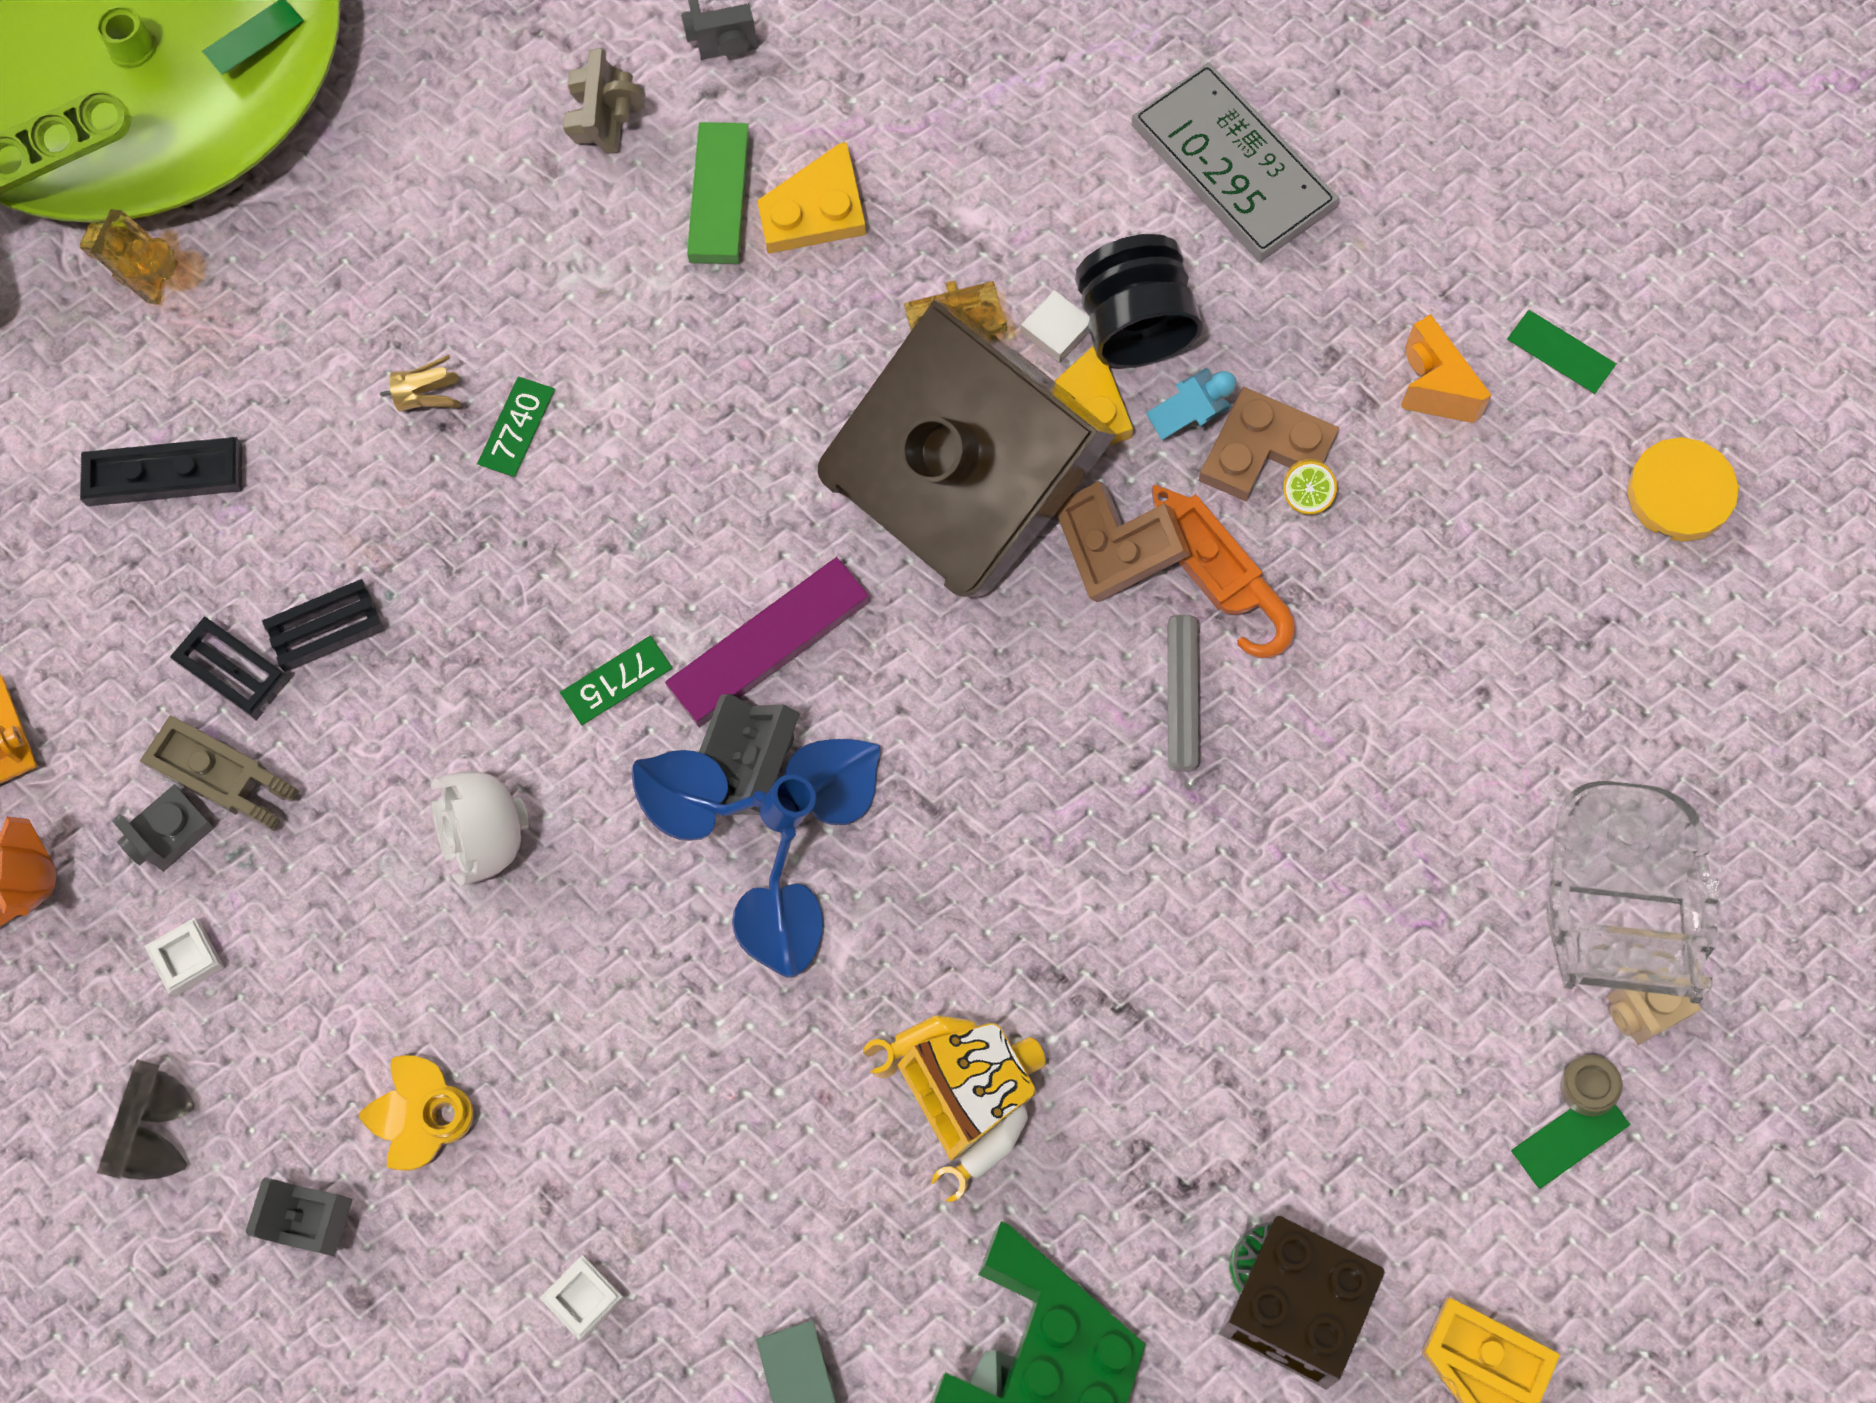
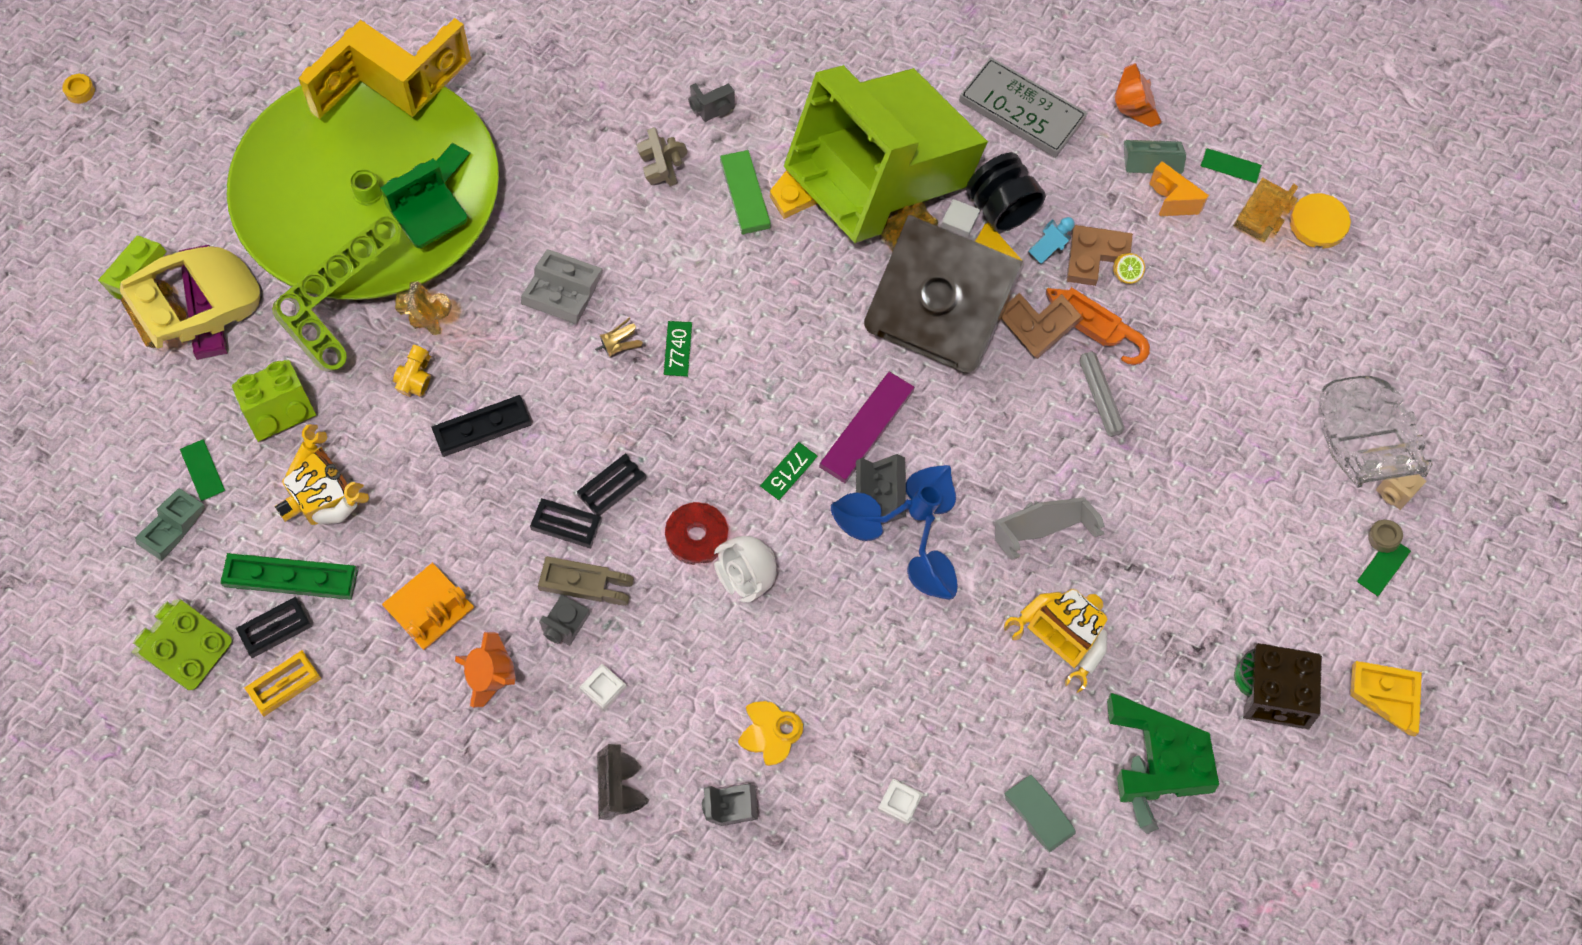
camera: 25 degrees left, 5 degrees down
(80, 363) = (411, 377): none -> yellow plate
(183, 85) = (423, 204): none -> green bracket
(369, 275) = (561, 286): none -> light grey slope
(407, 720) = (689, 517): none -> clear red tile
(944, 169) = (879, 147): none -> lime piece
(993, 887) = (1045, 519): none -> light grey piece
(1413, 294) = (1146, 155): none -> sand green slope
(1433, 191) = (1136, 98): none -> orange piece
(1588, 443) = (1265, 208): none -> clear yellow bracket

